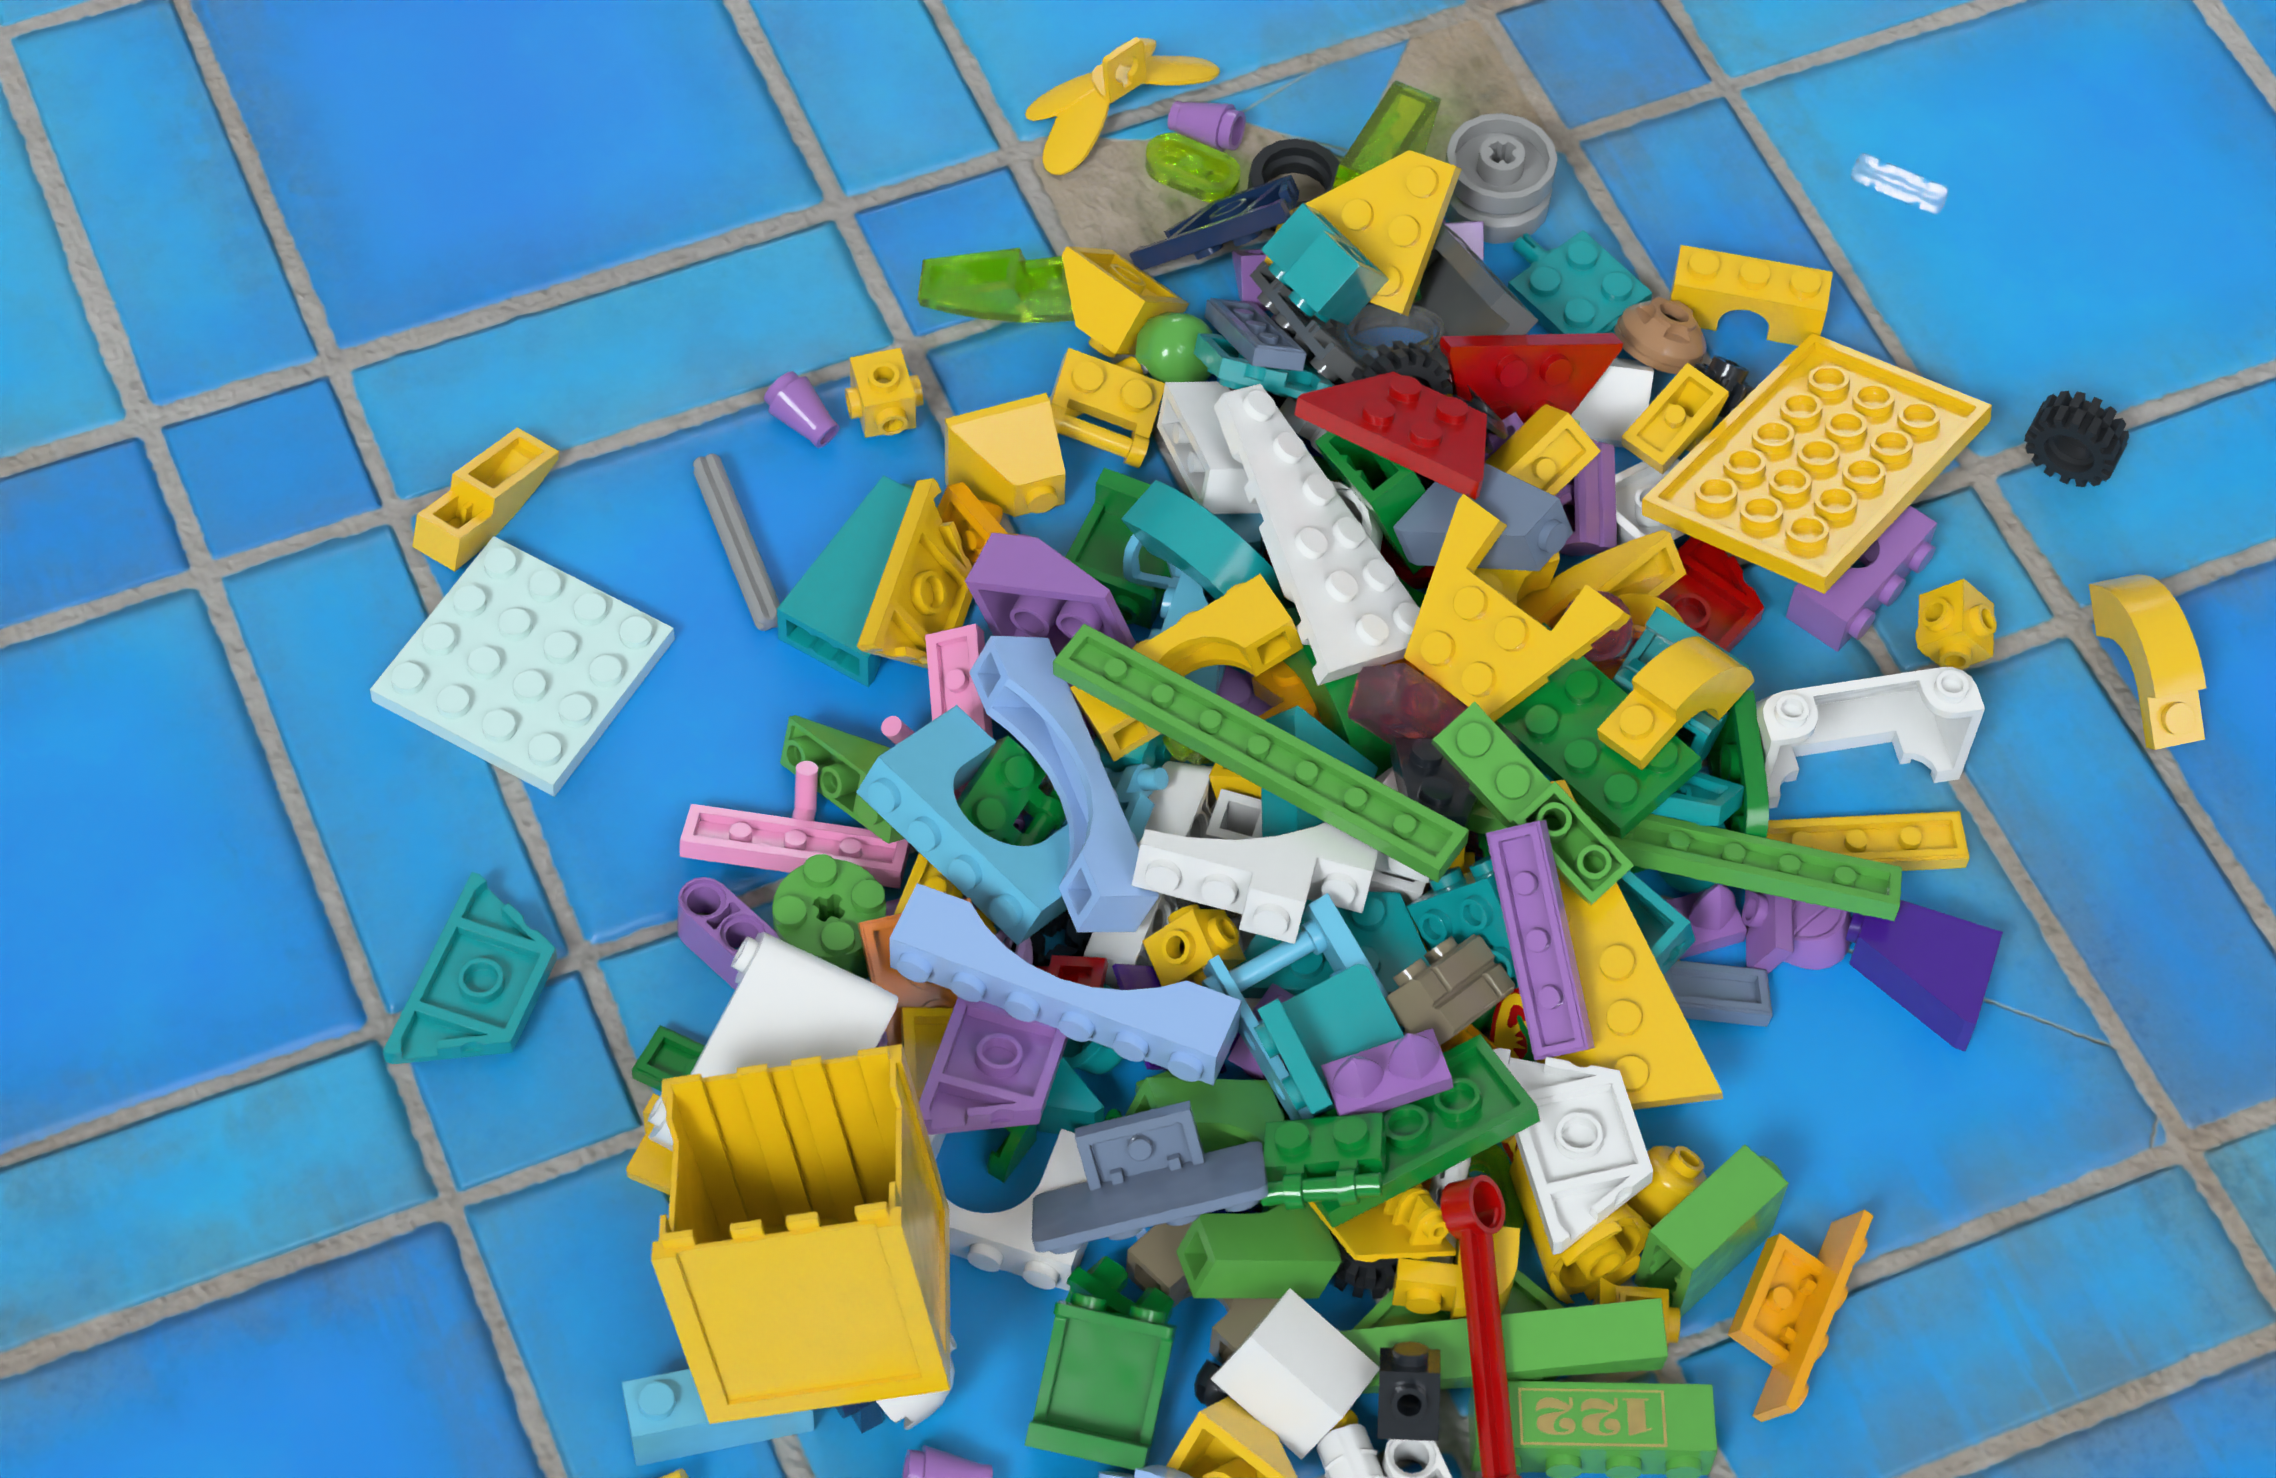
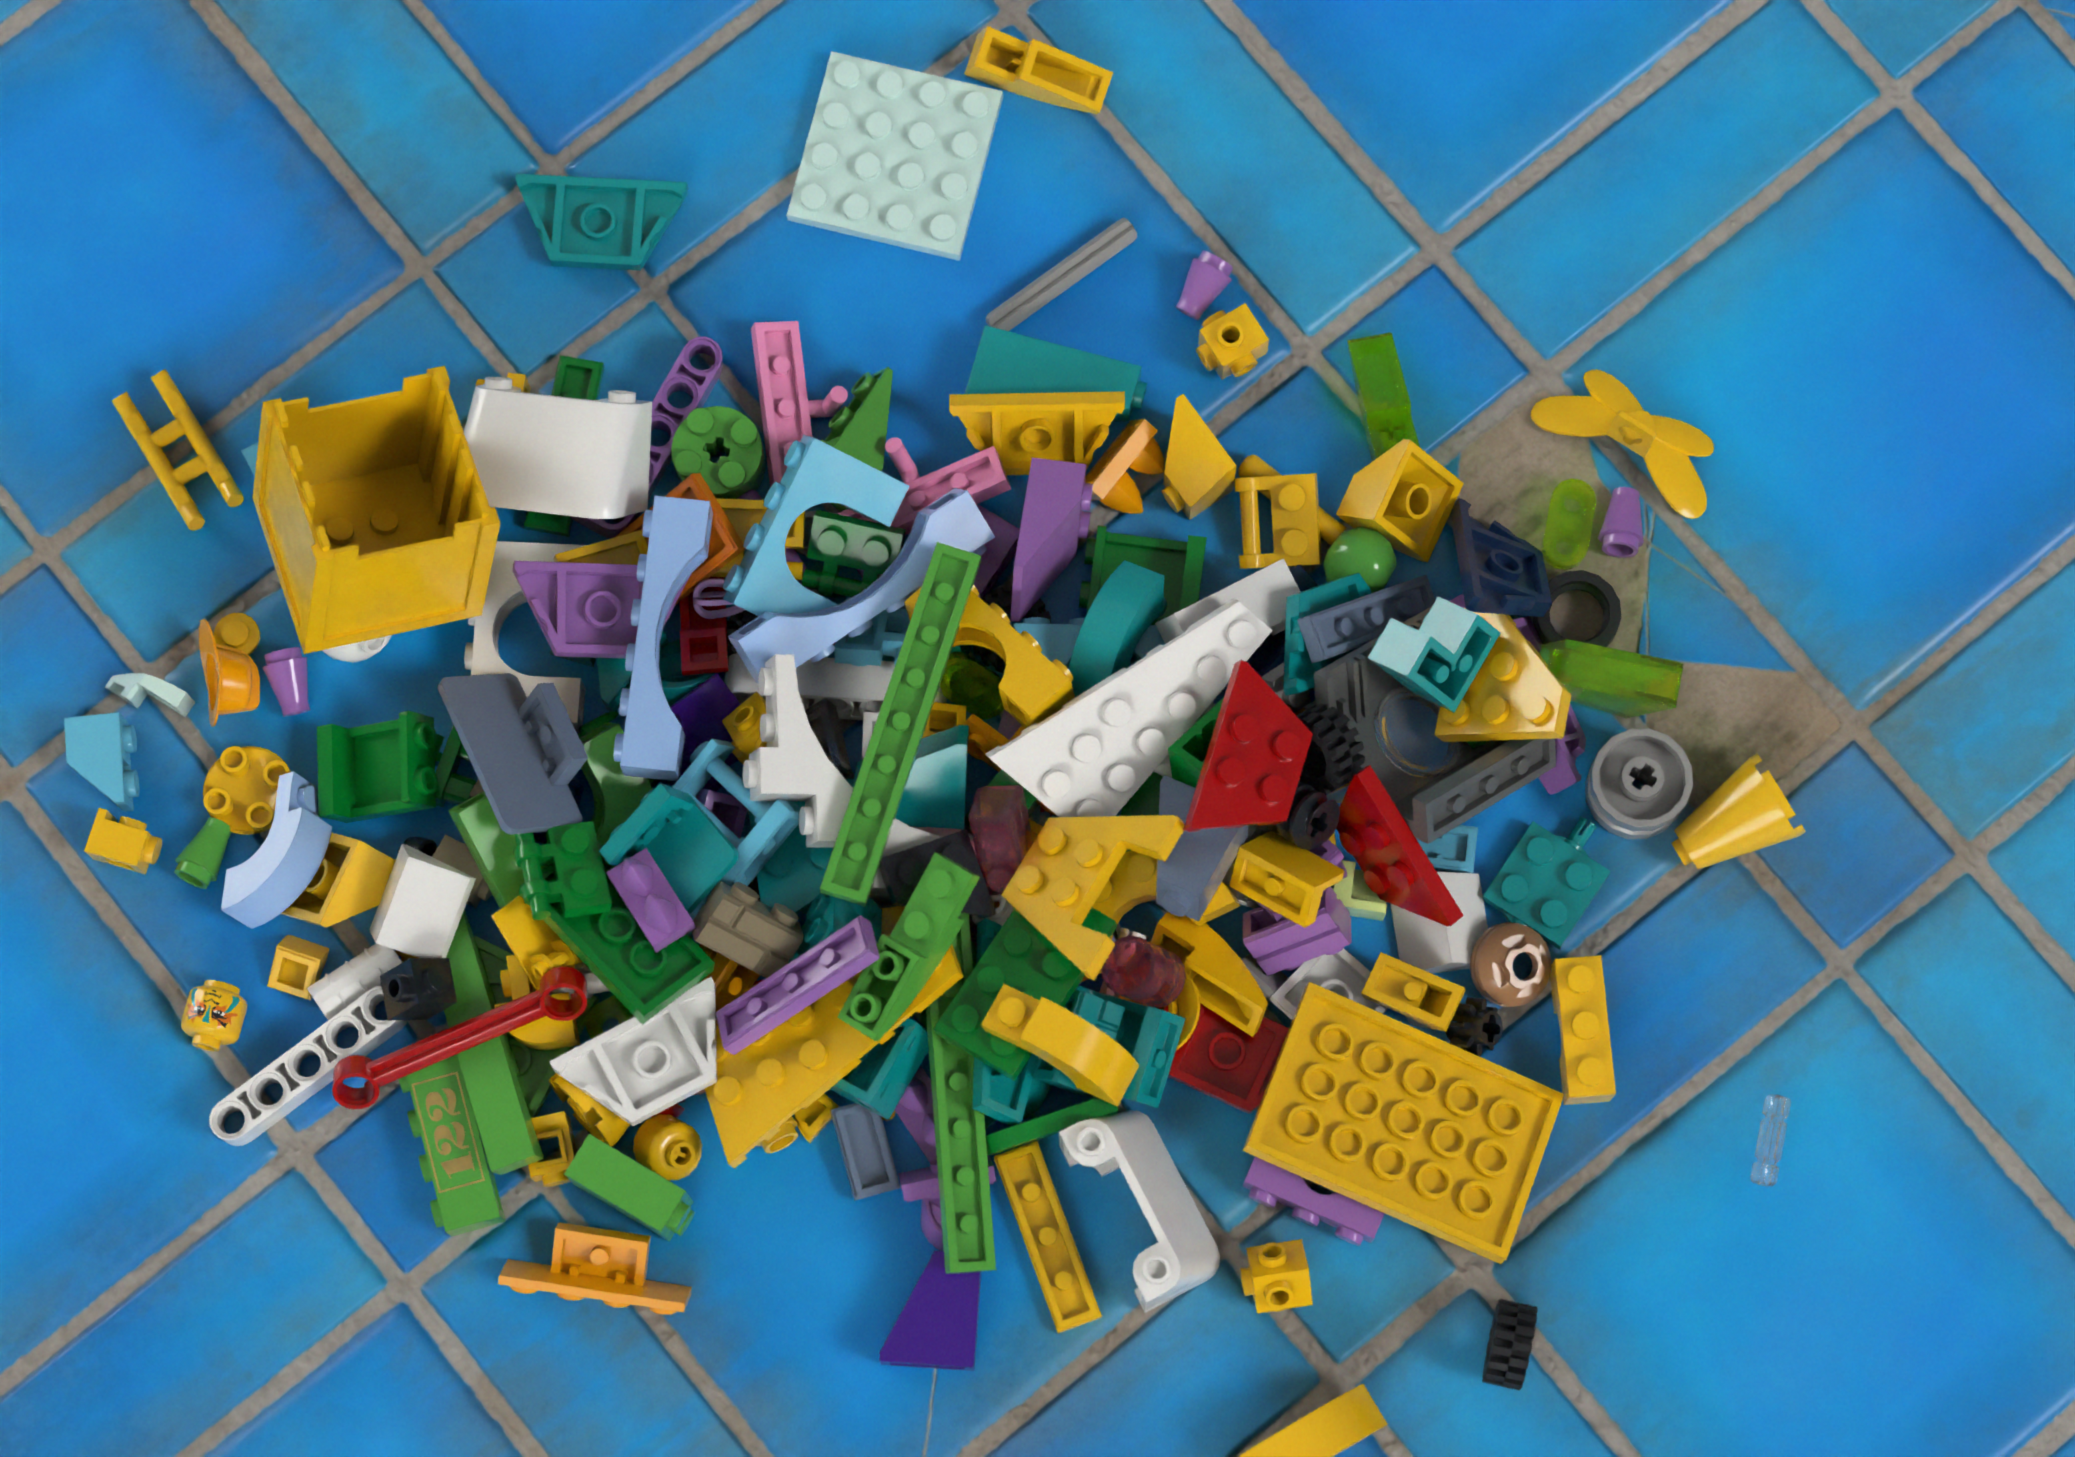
camera: 80 degrees right, 20 degrees up
(1560, 93) = (1736, 819): none -> yellow cone

